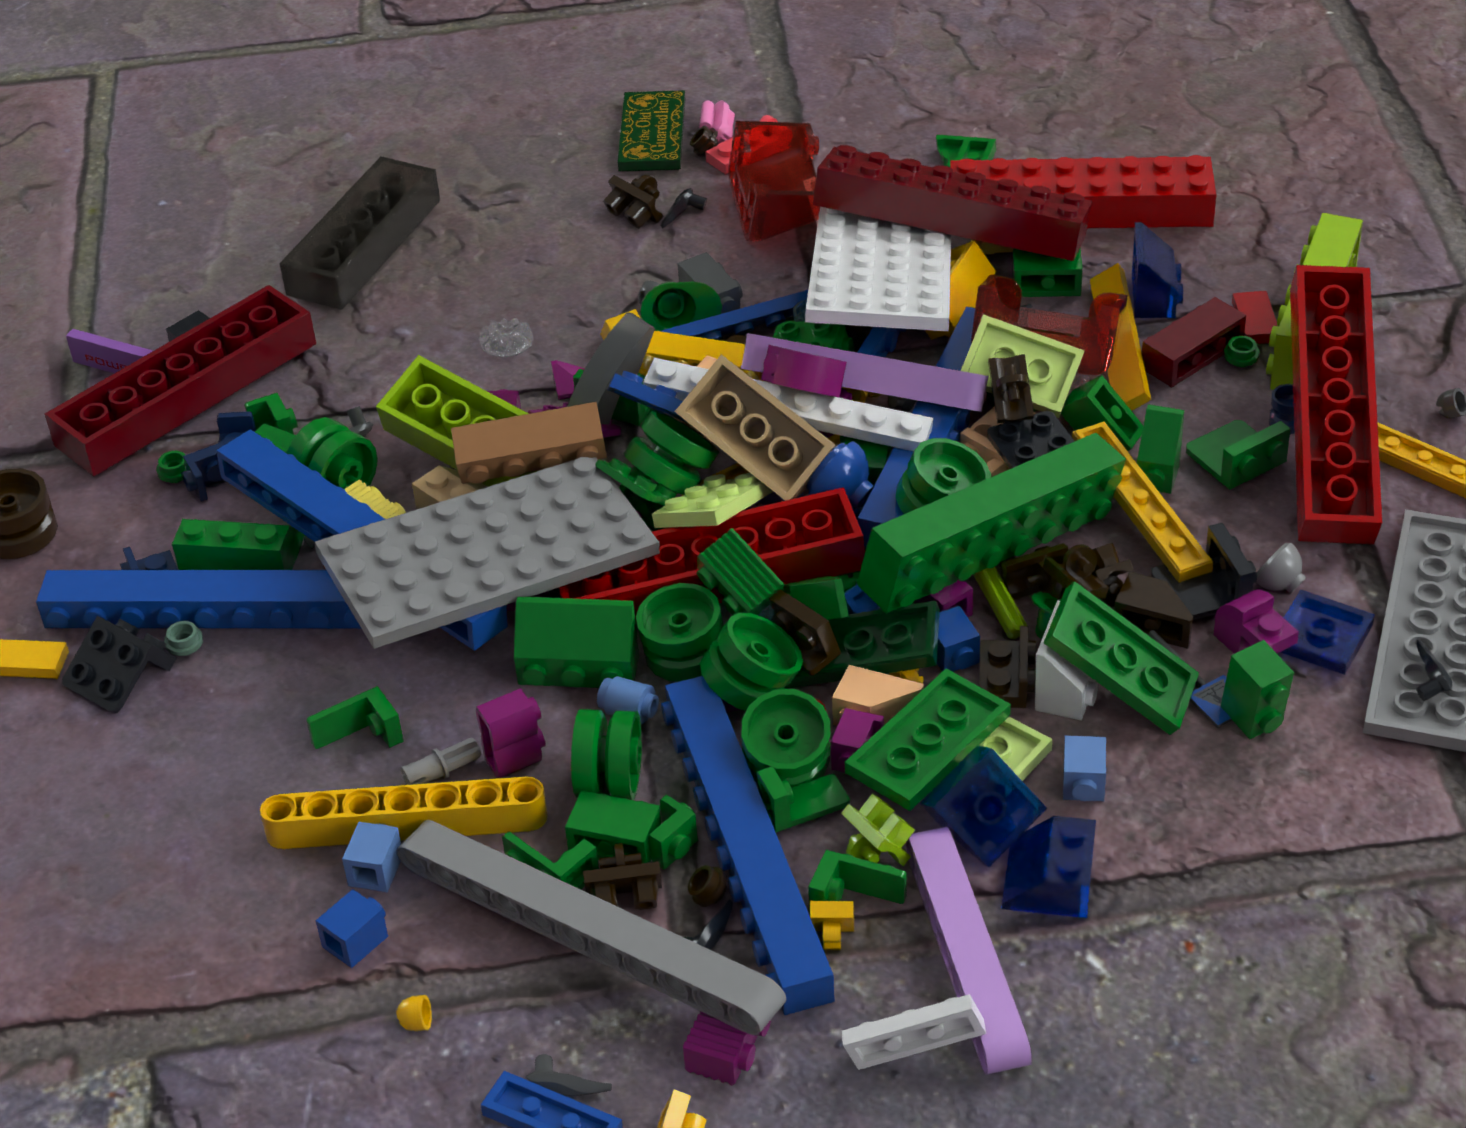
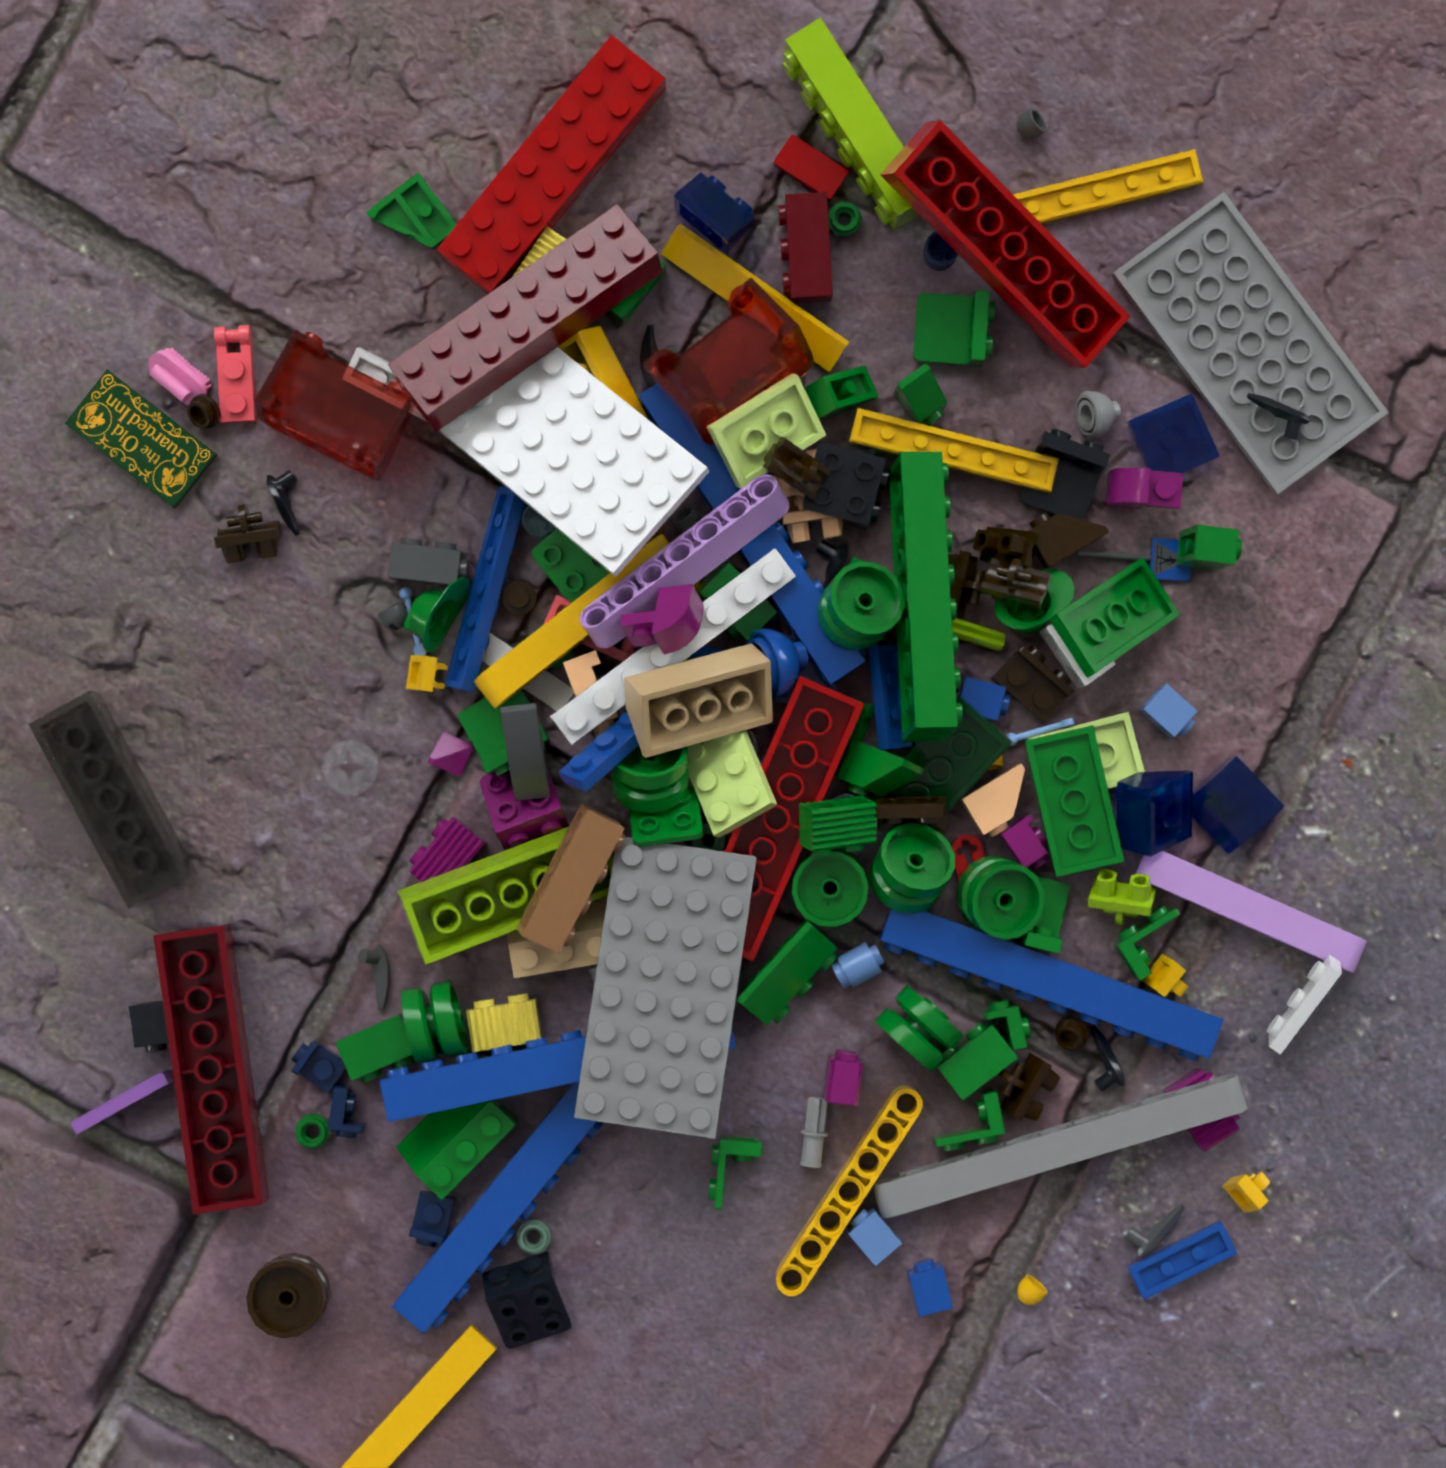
camera: 60 degrees left, 45 degrees up
(272, 412) = (323, 1016): green bracket -> none

